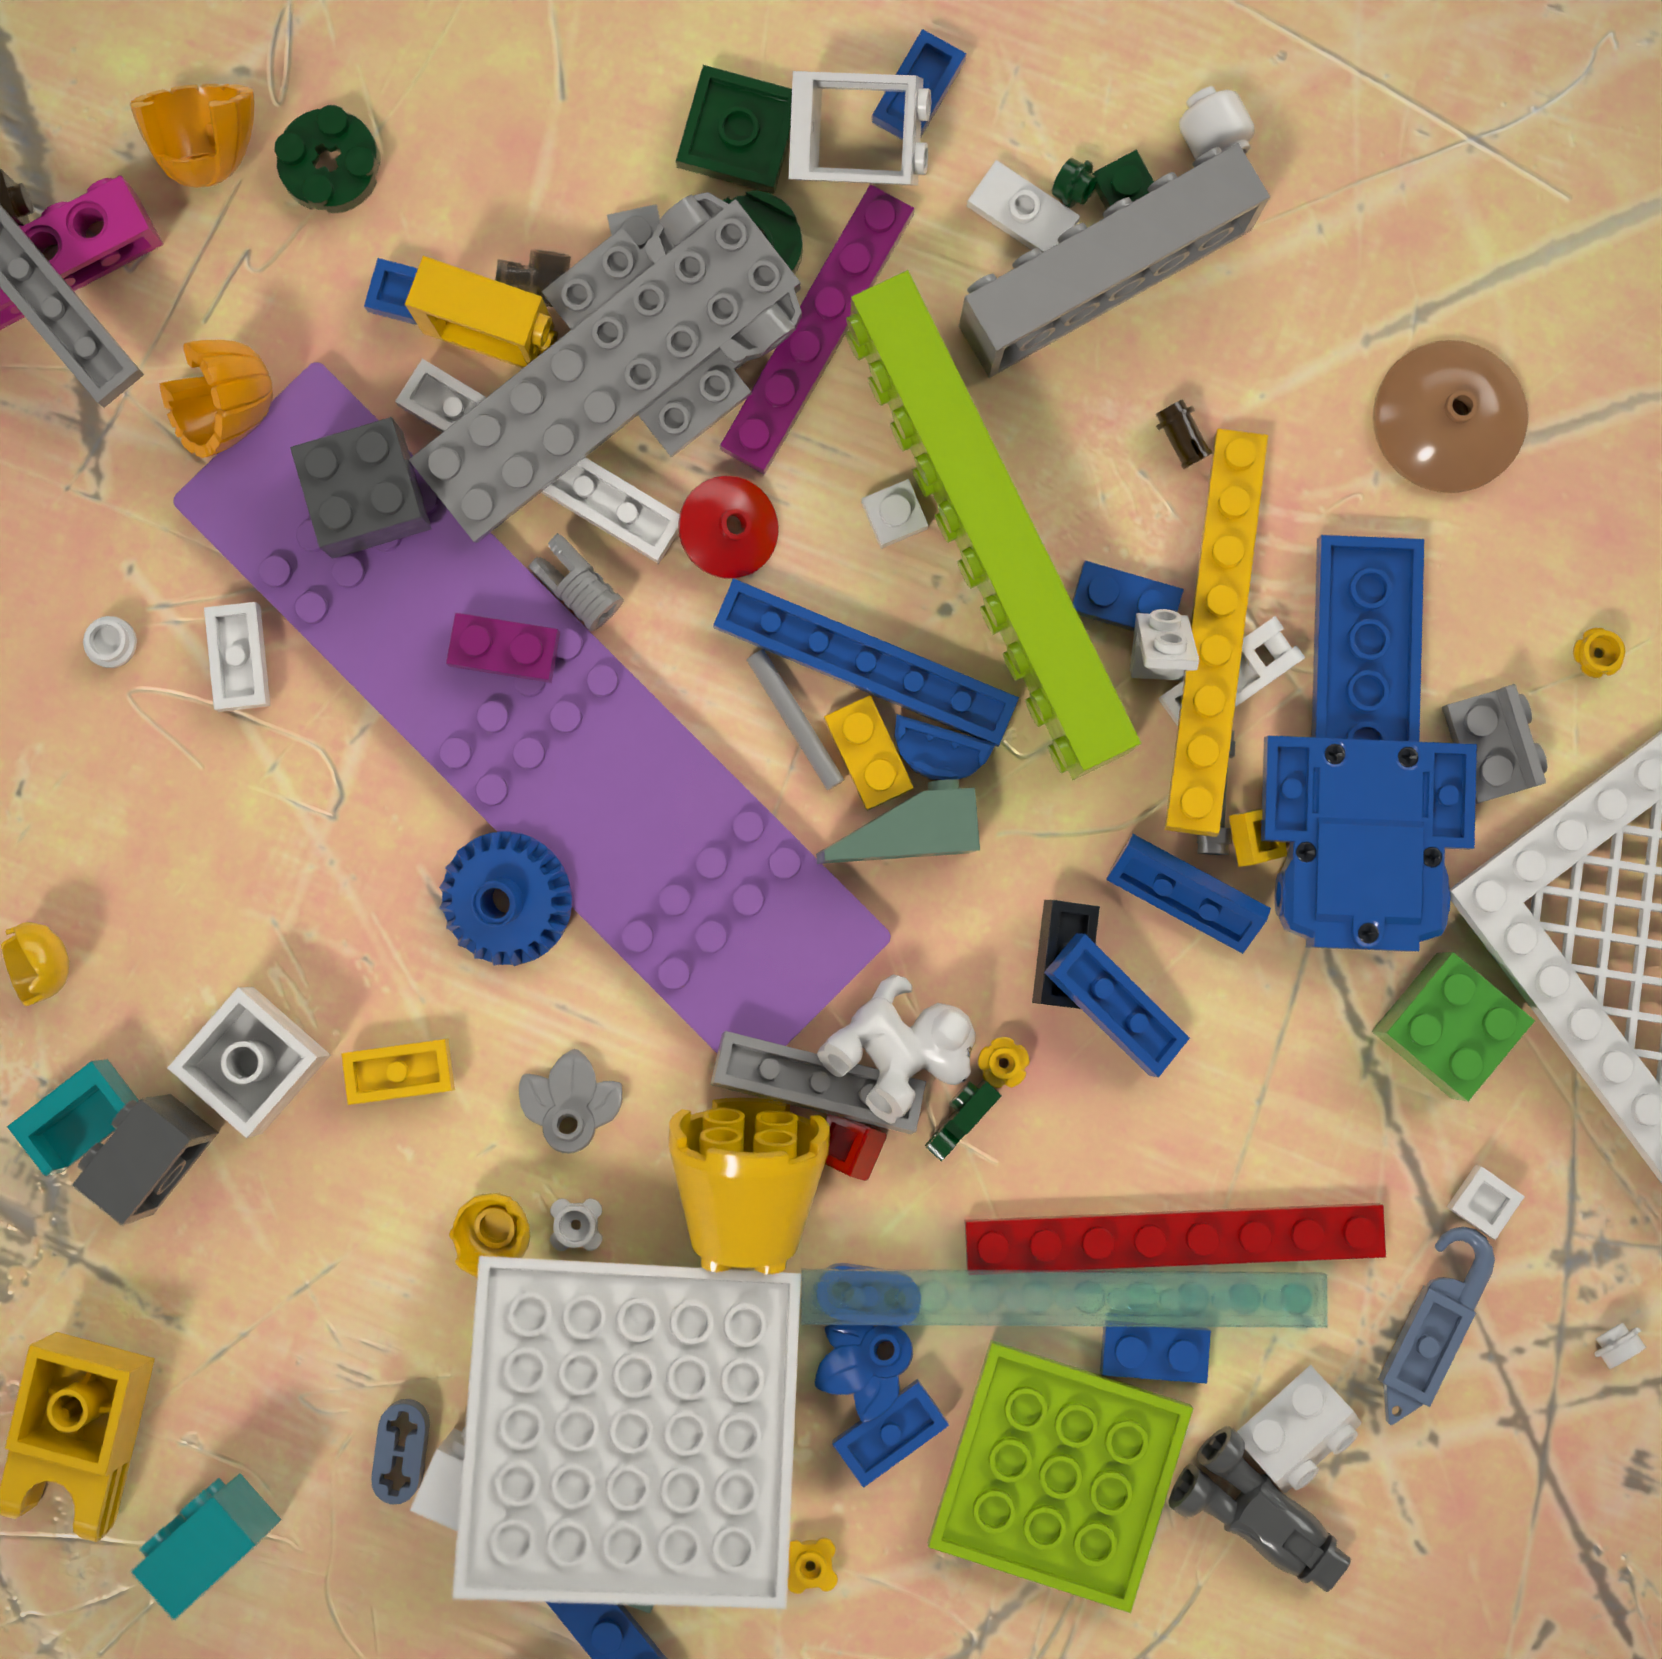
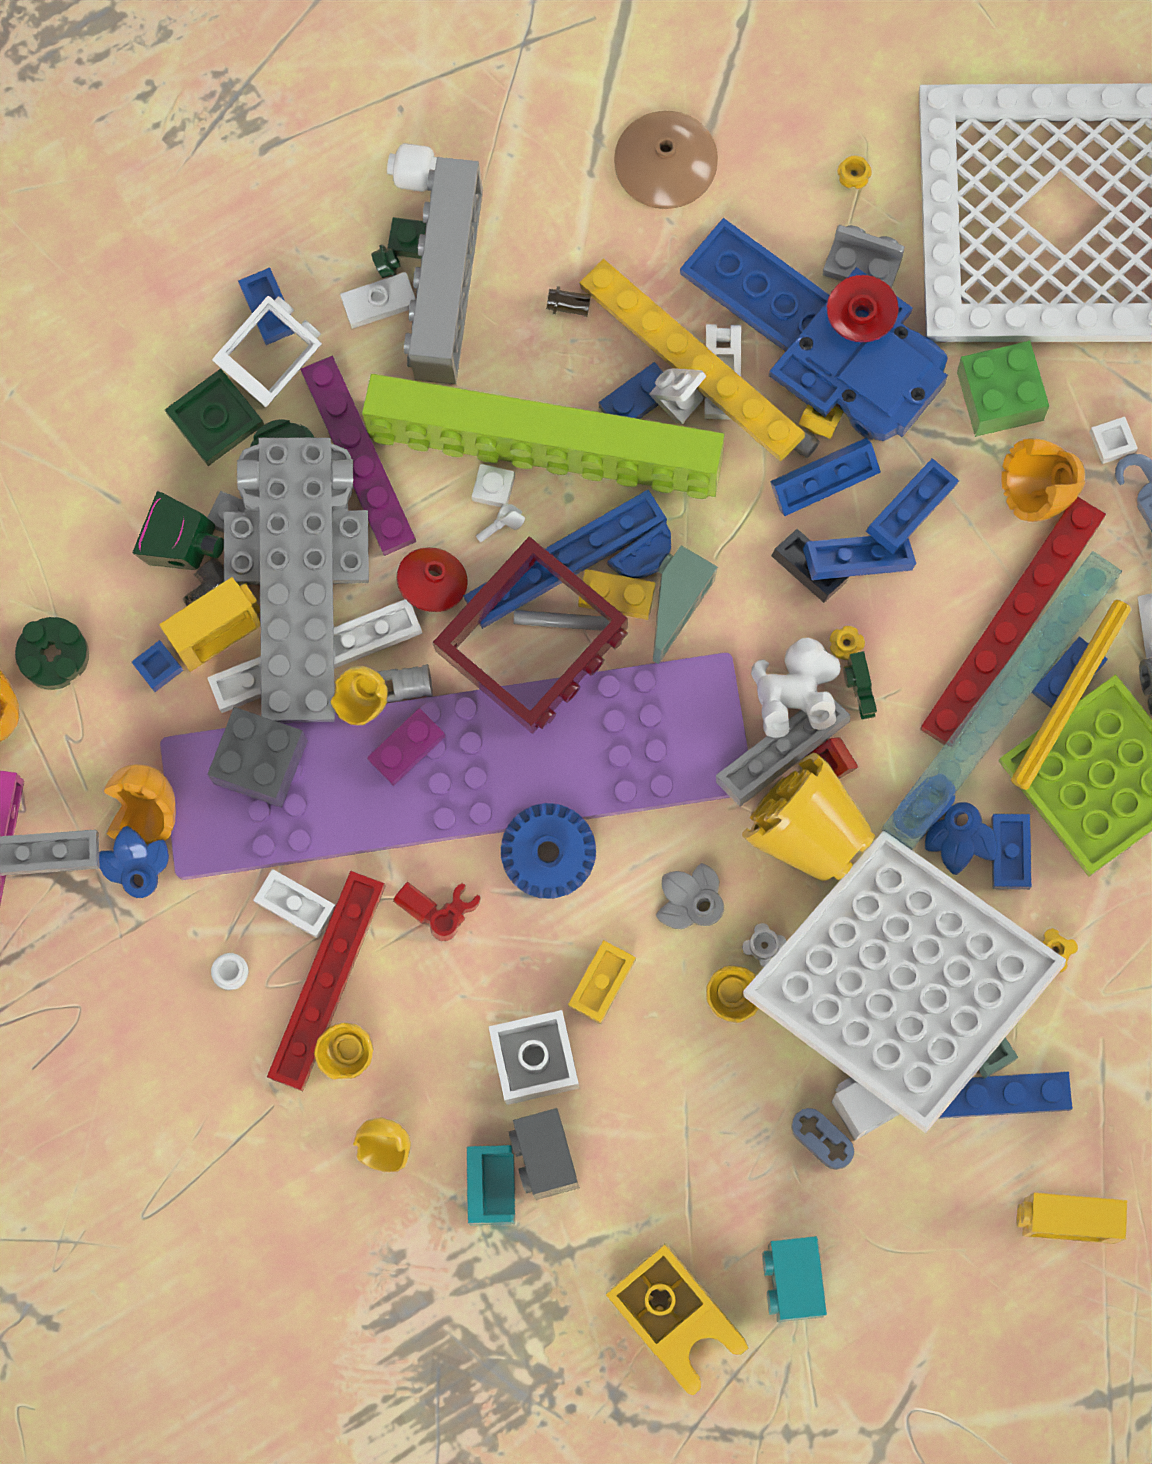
camera: 45 degrees left, 10 degrees down
(105, 839) = (343, 1051): none -> yellow hair
(150, 436) = (134, 857): none -> blue plate
(175, 759) = (326, 980): none -> red plate
(337, 840) = (442, 922): none -> red bar
(519, 550) = (359, 695): none -> yellow hair
(563, 193) = (176, 535): none -> dark green torso
(735, 610) = (490, 595): none -> dark red window
(869, 557) = (507, 515): none -> white hand
(1128, 1375) = (1070, 694): none -> yellow axle
(1225, 1023) = (912, 506): none -> blue plate
(1368, 1155) = (1040, 479): none -> light orange hair
(1449, 785) = (865, 294): none -> red dish

